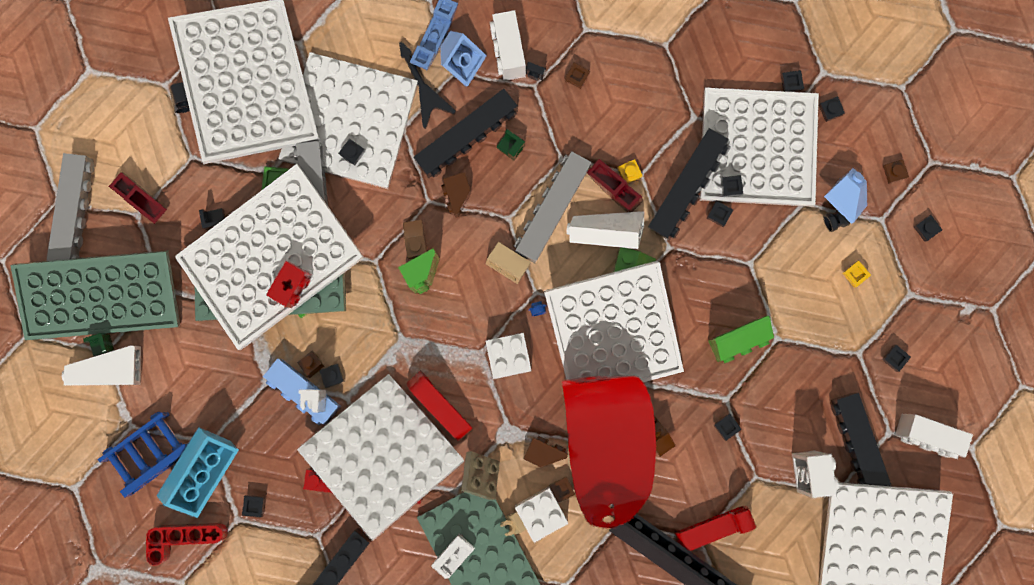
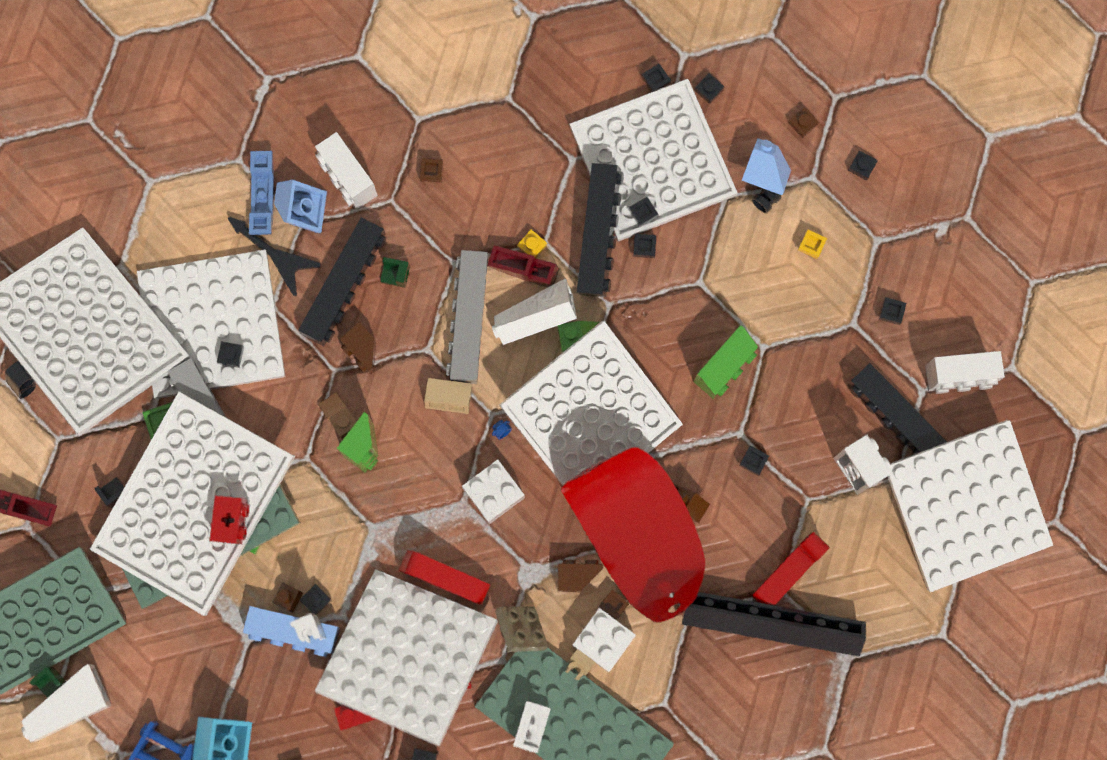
camera: 30 degrees left, 5 degrees down
(535, 71) = (385, 186): black plate -> none

